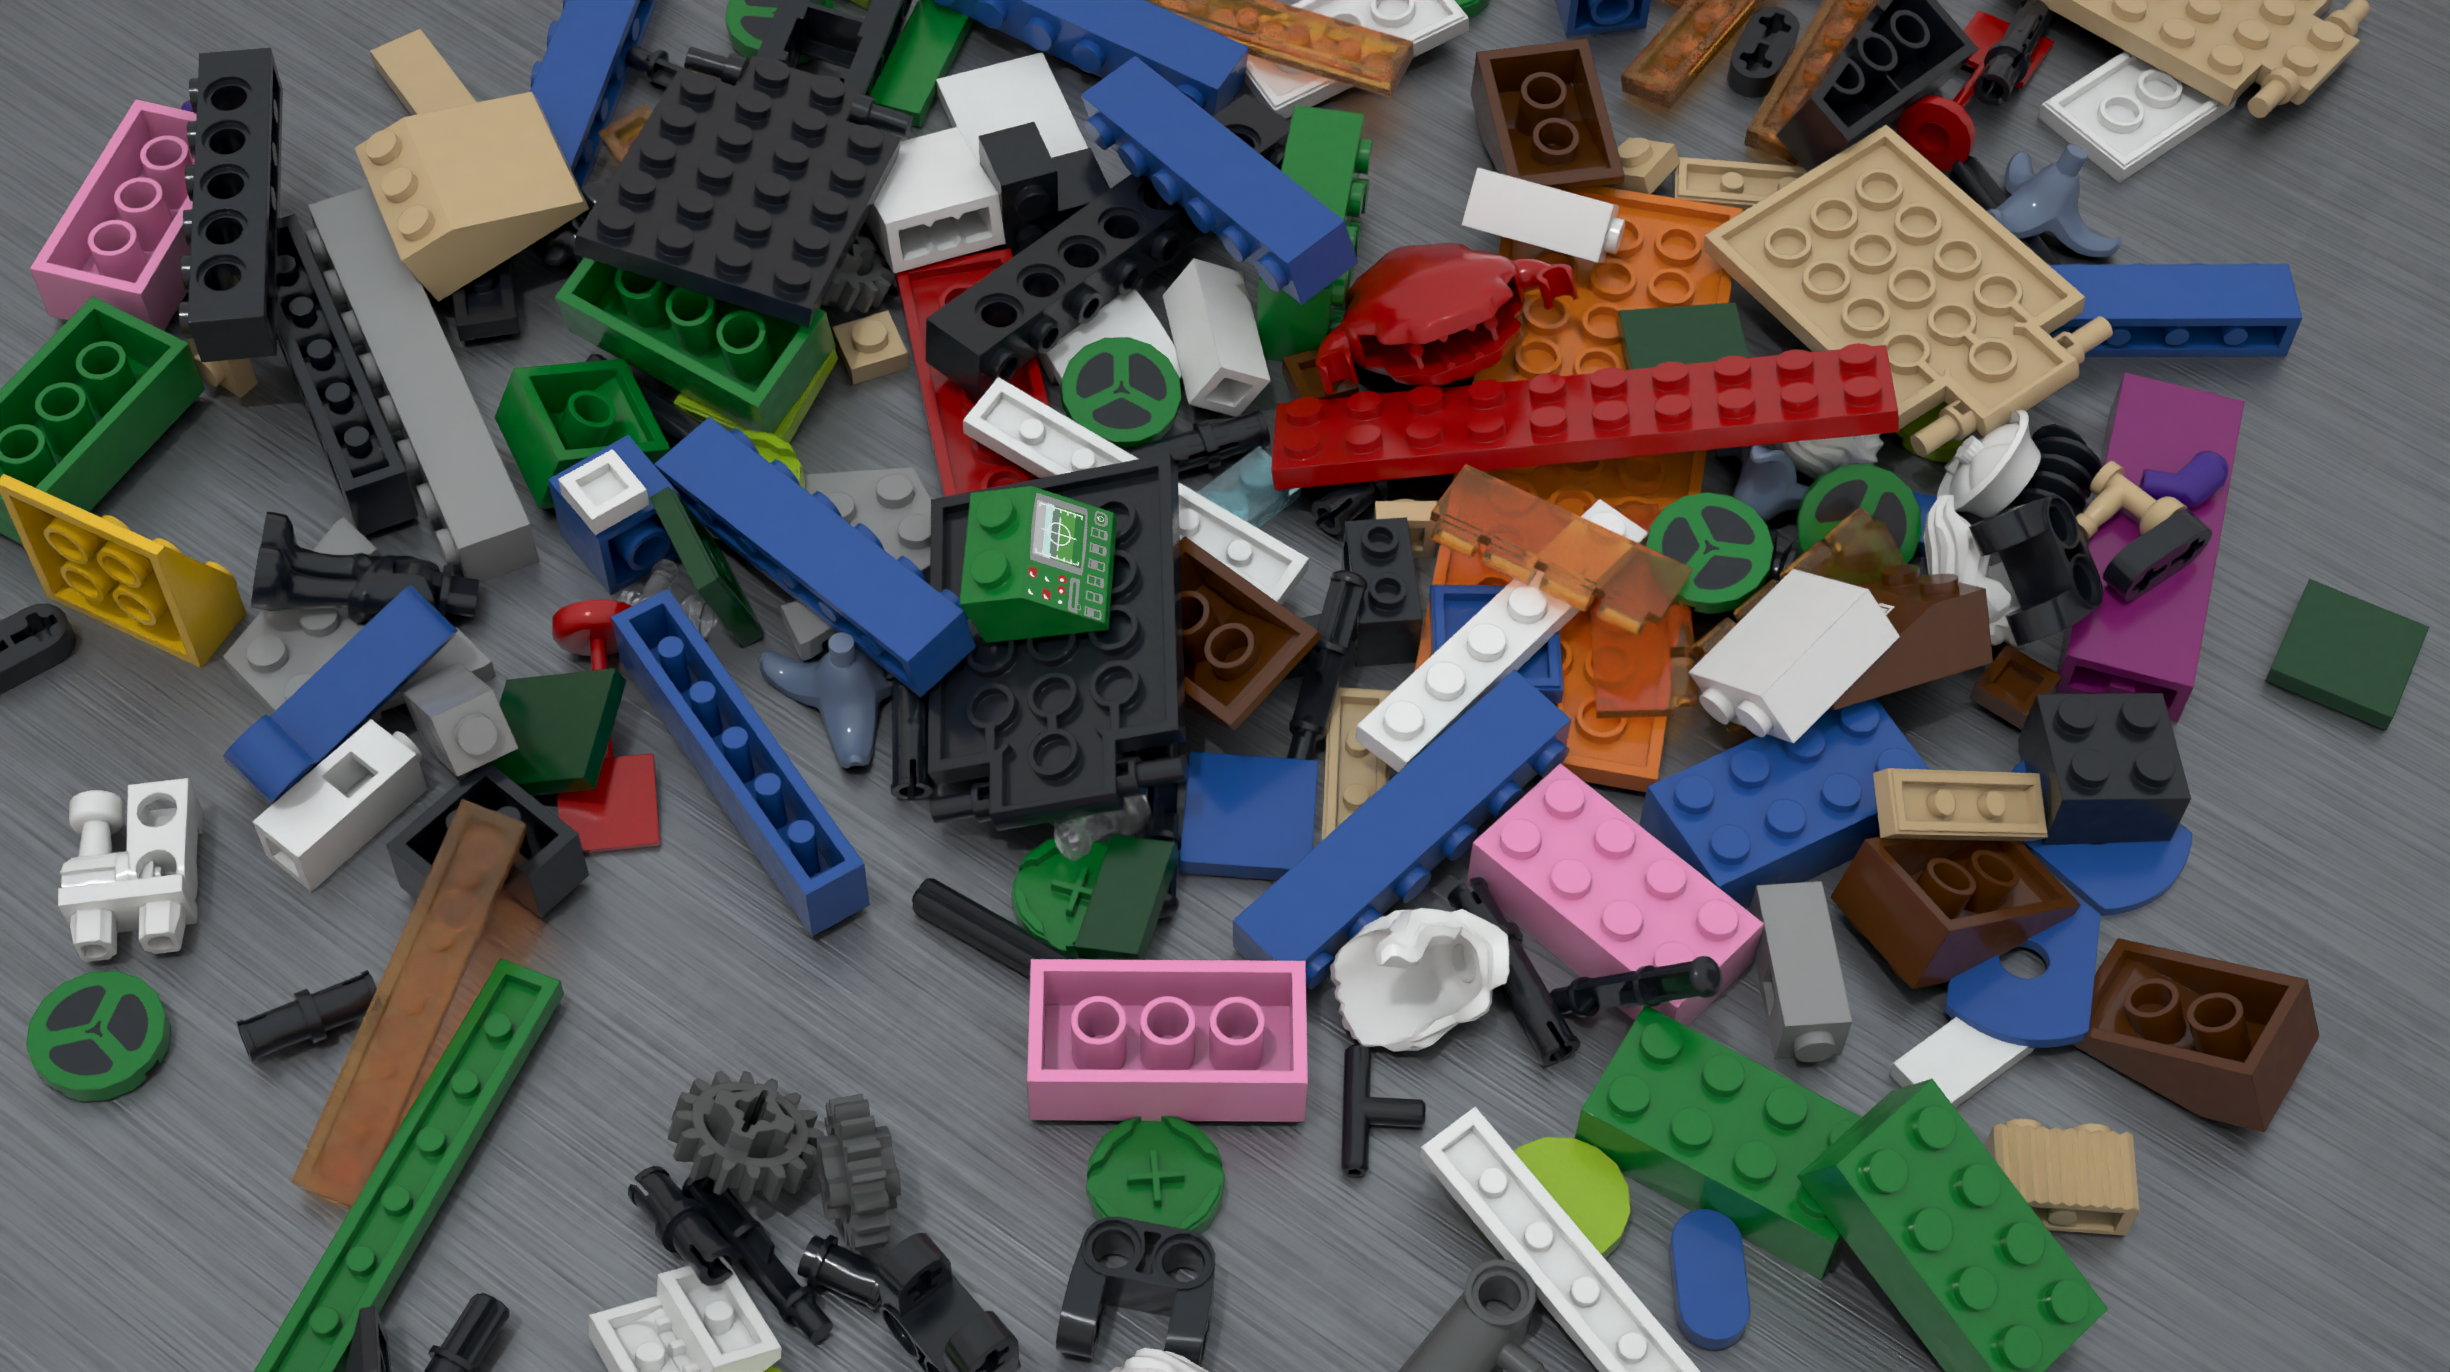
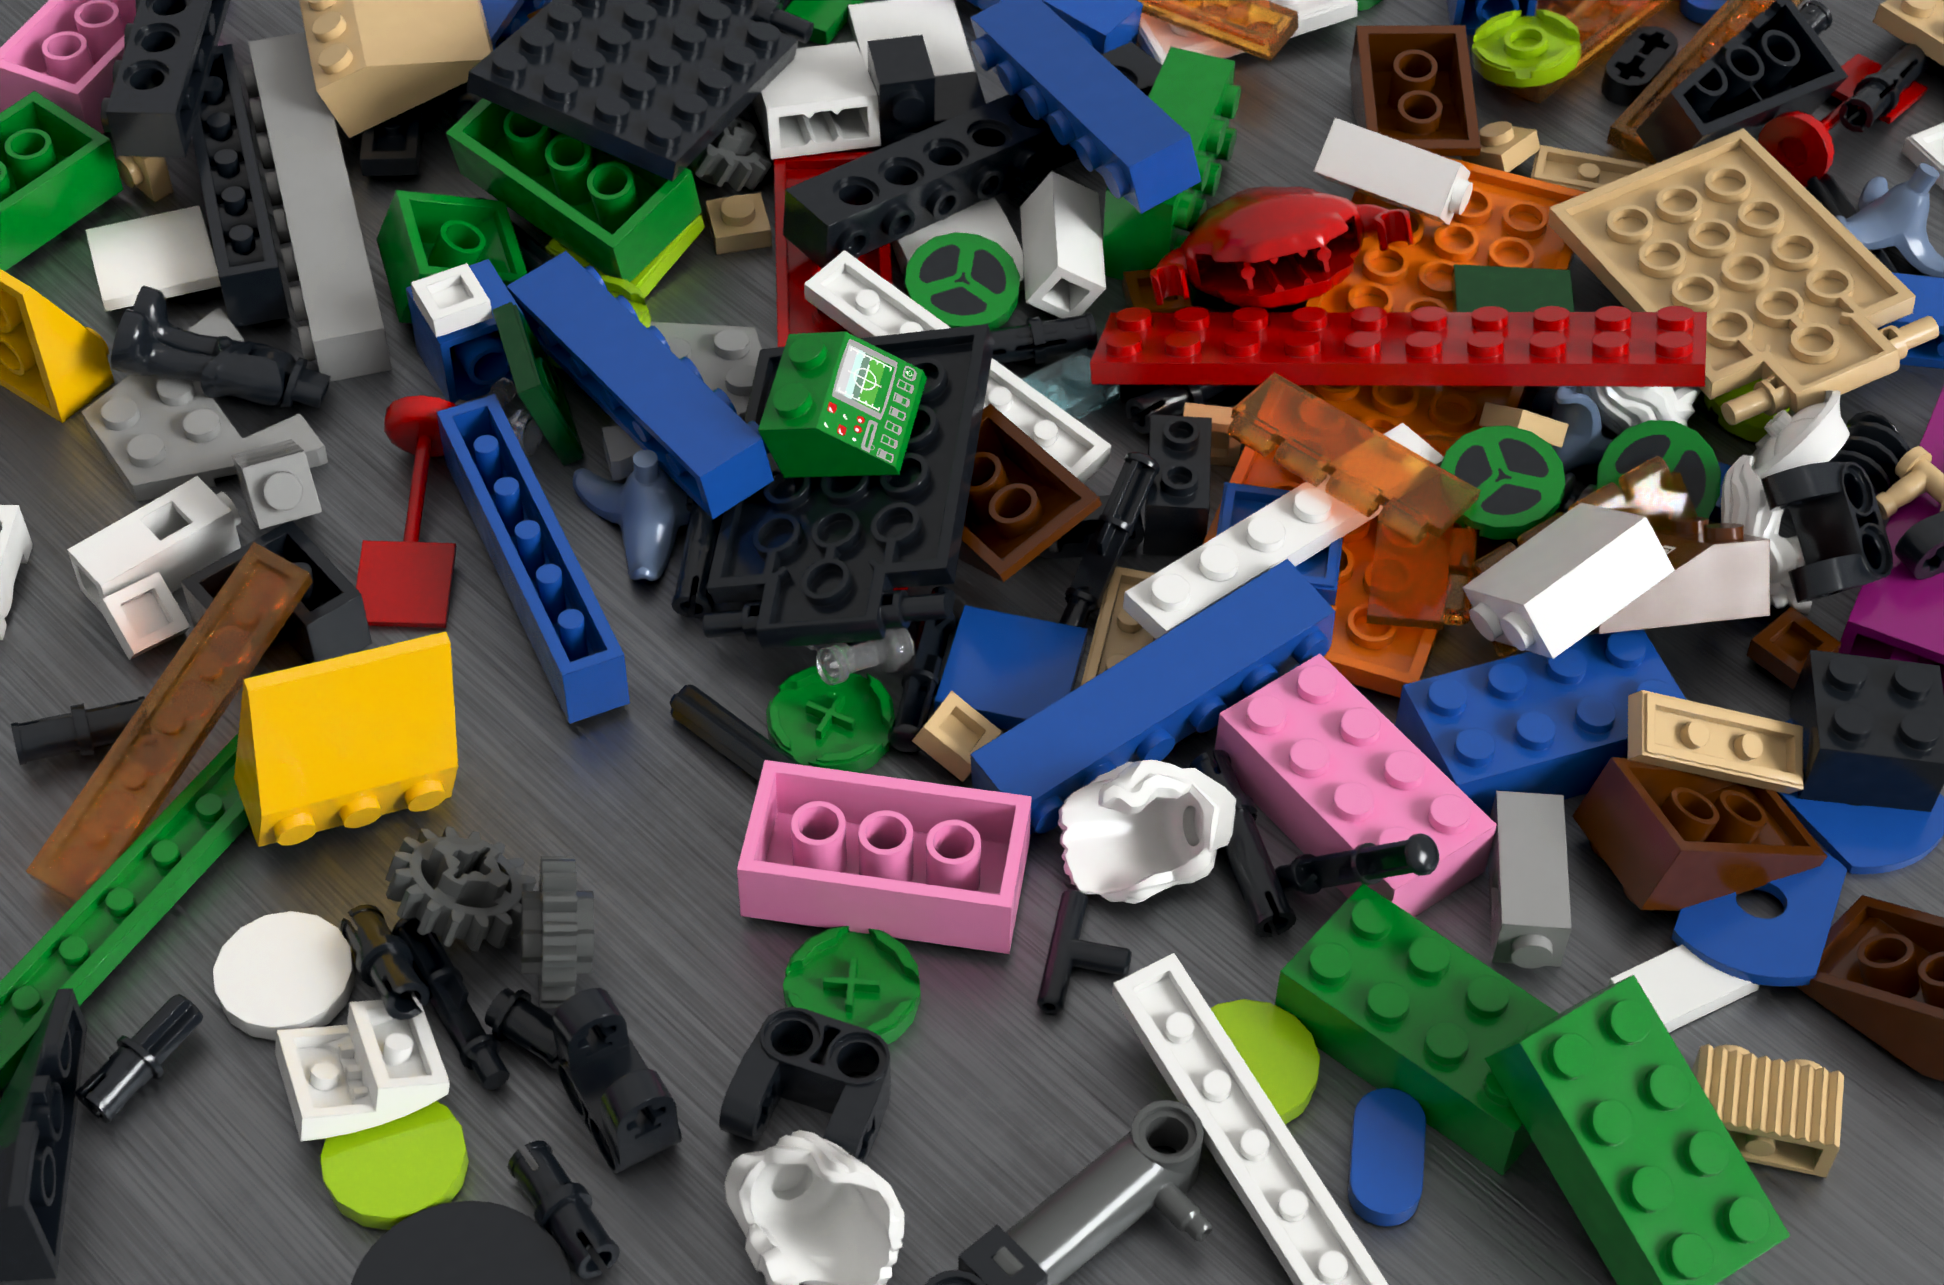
camera: 10 degrees right, 5 degrees down
(257, 467) = (154, 251): none -> white slope
(340, 695) = (180, 446): blue beam -> none
(345, 880) = (143, 615): none -> white plate
(559, 729) = (369, 509): dark green tile -> none
(580, 1251) = (284, 974): none -> white tile
(604, 1004) = (347, 740): none -> yellow slope
(1127, 899) = (875, 722): dark green tile -> none
(1210, 896) = (954, 734): none -> tan plate
(1649, 51) = (1526, 48): none -> lime tile
(1718, 481) = (1544, 427): none -> tan plate

